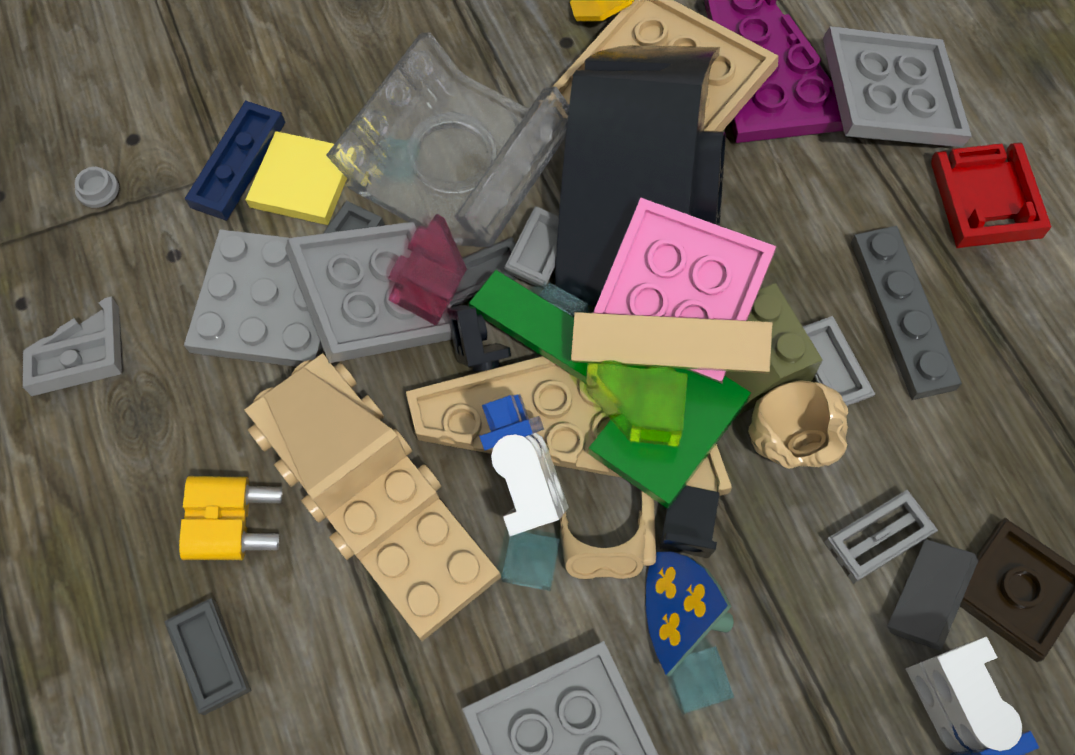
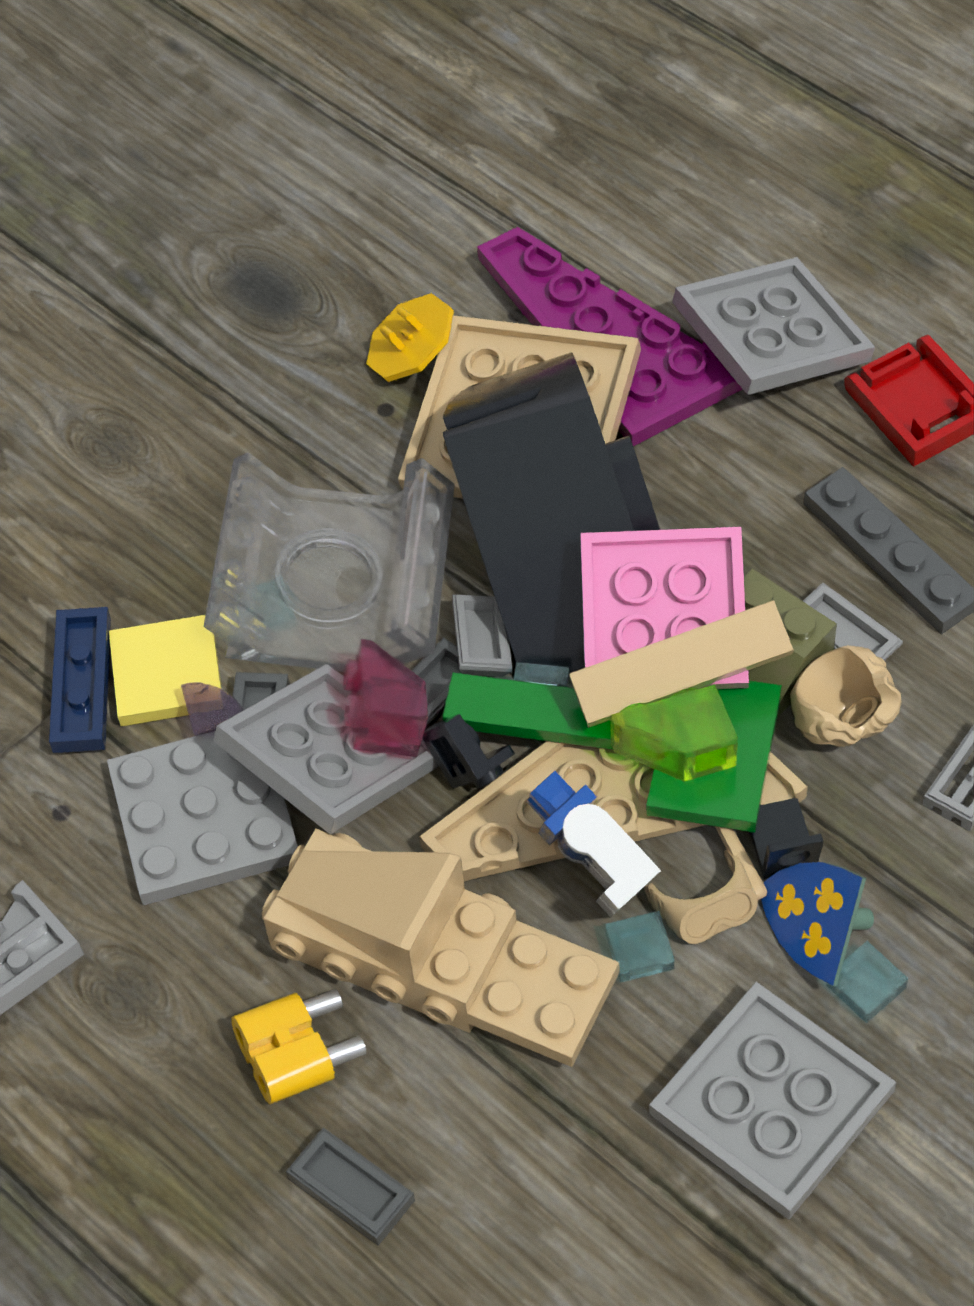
camera: 25 degrees left, 10 degrees down
(309, 218) = (208, 706): none -> tile

